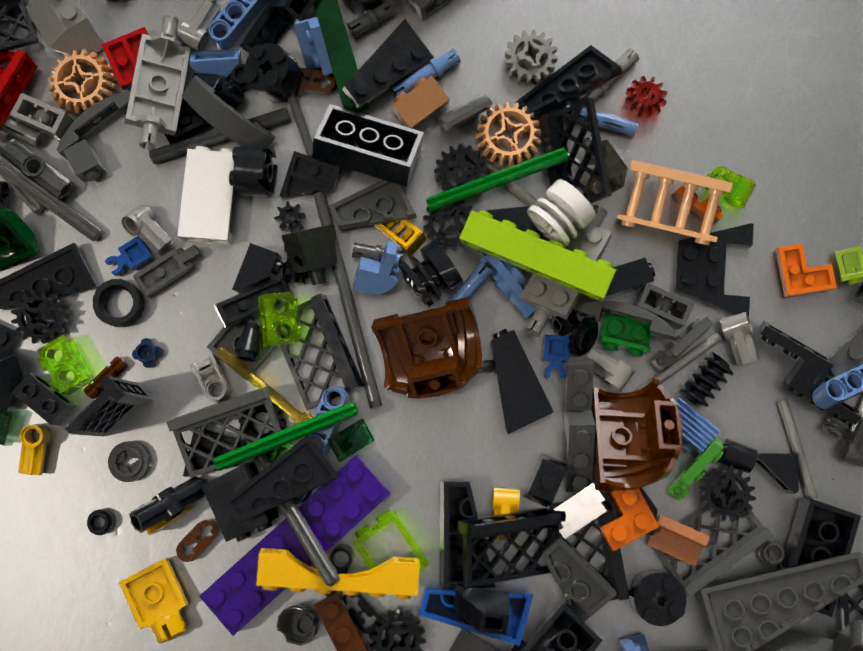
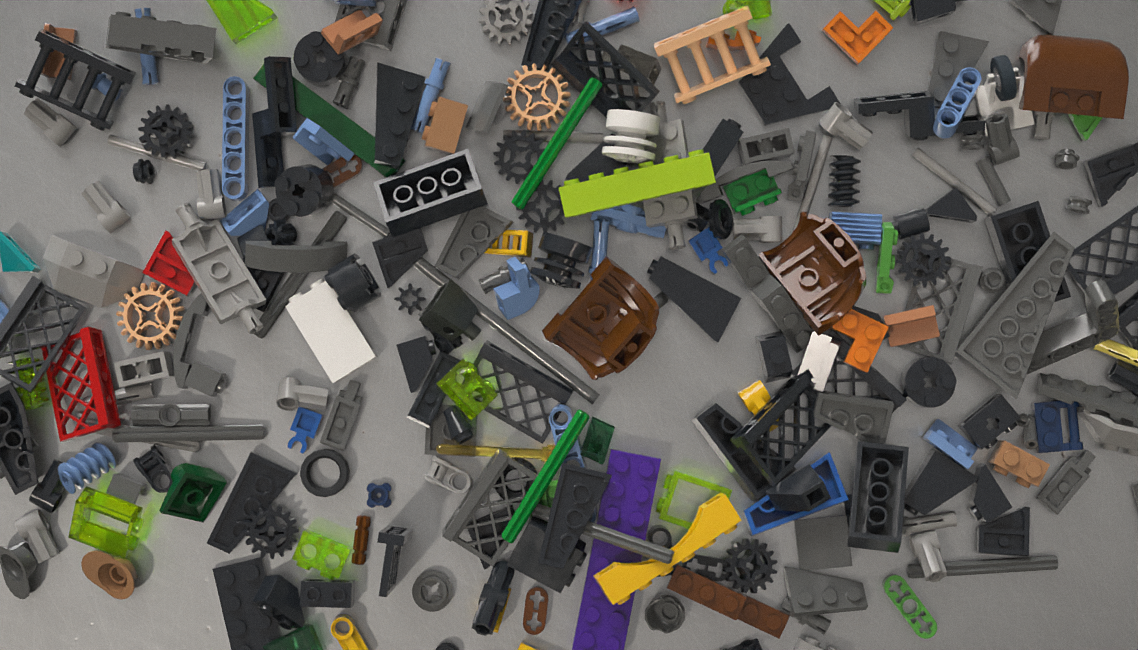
camera: 40 degrees left, 5 degrees up
(830, 472) = (994, 181): none -> dark grey piece

